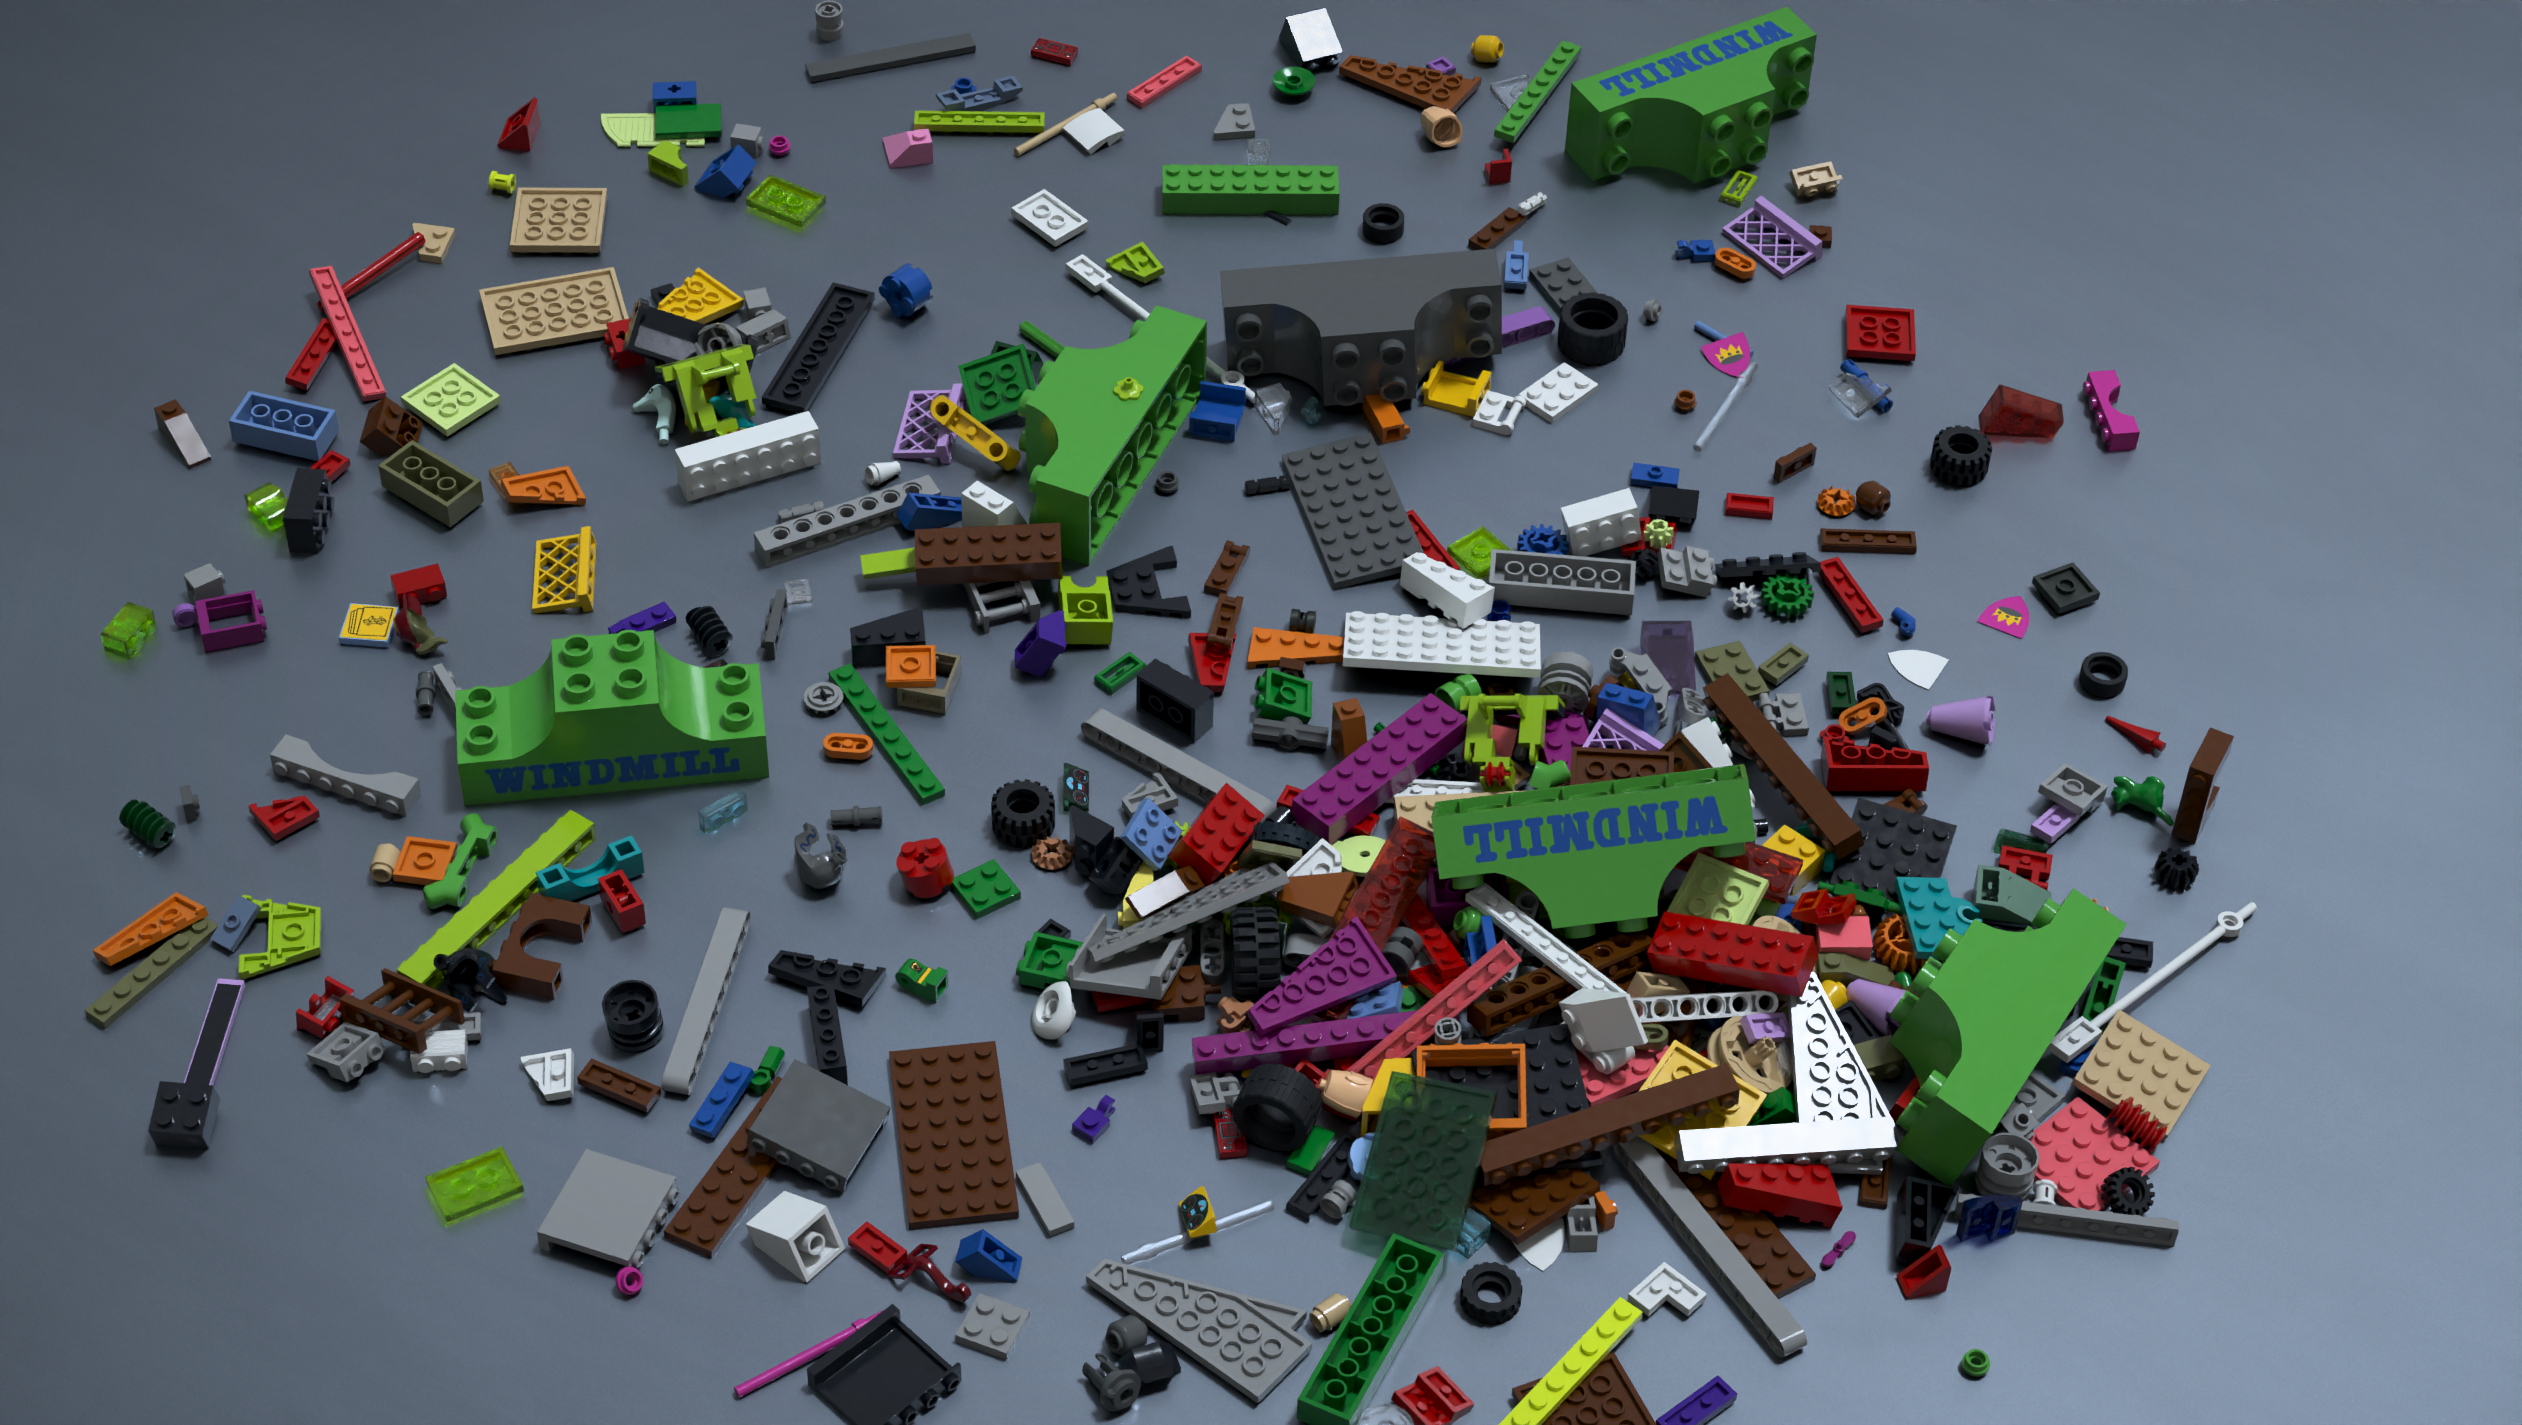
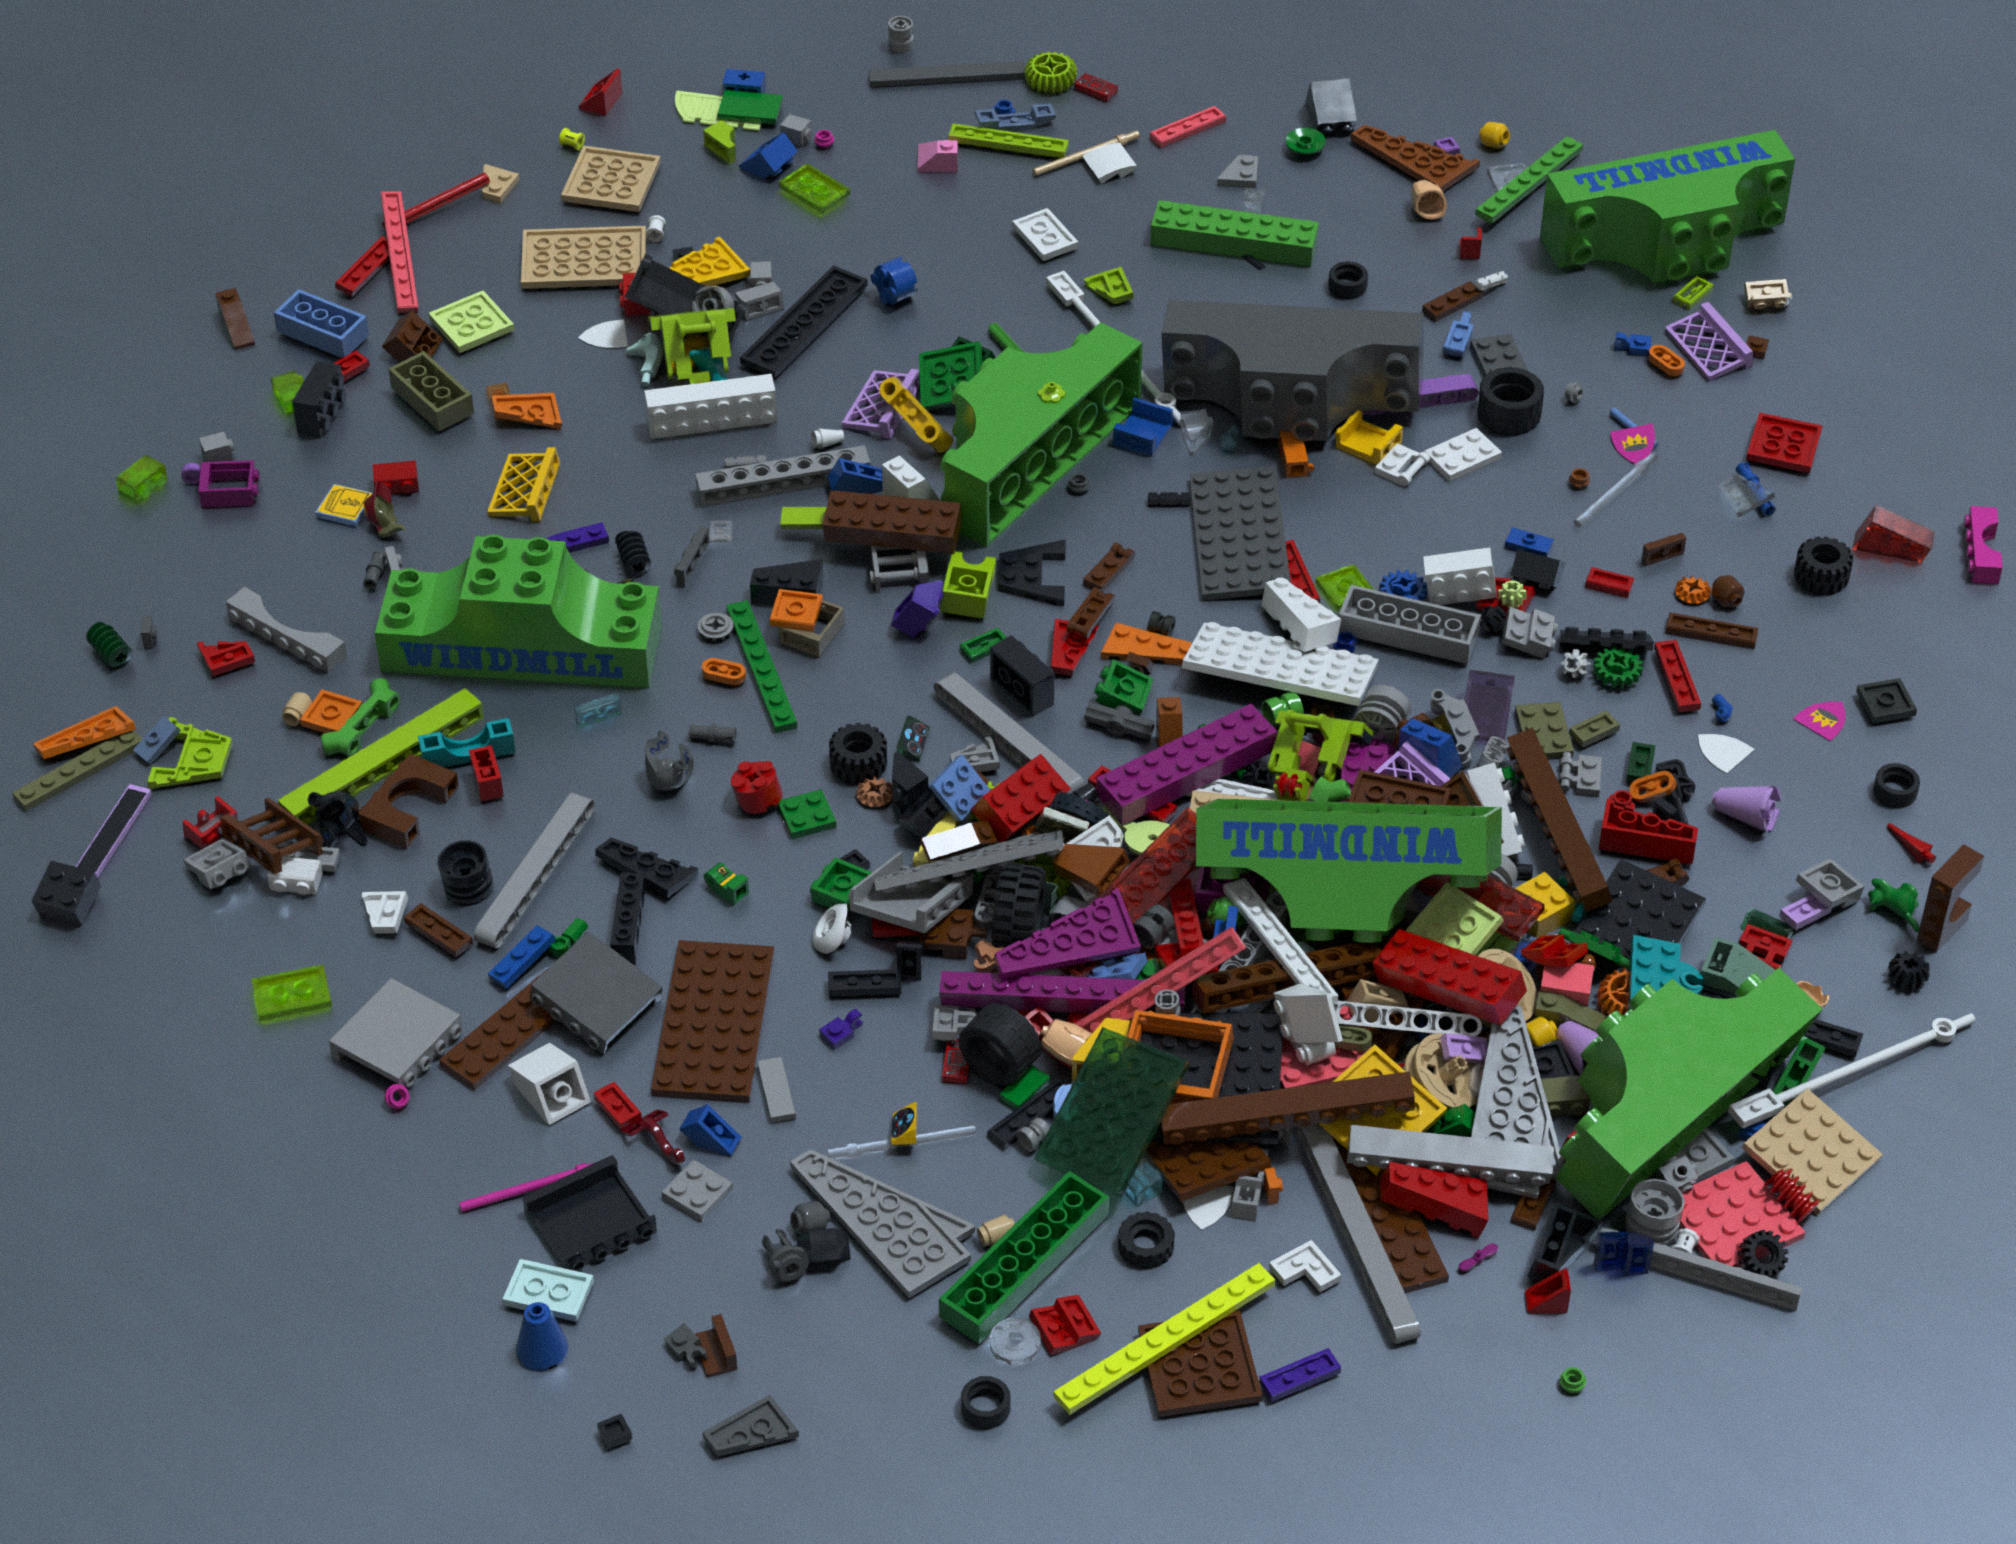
camera: 15 degrees right, 0 degrees up
(604, 393) = (606, 335): none -> white sticker
(625, 271) = (655, 231): none -> white bush
(1002, 41) = (1050, 72): none -> lime gear

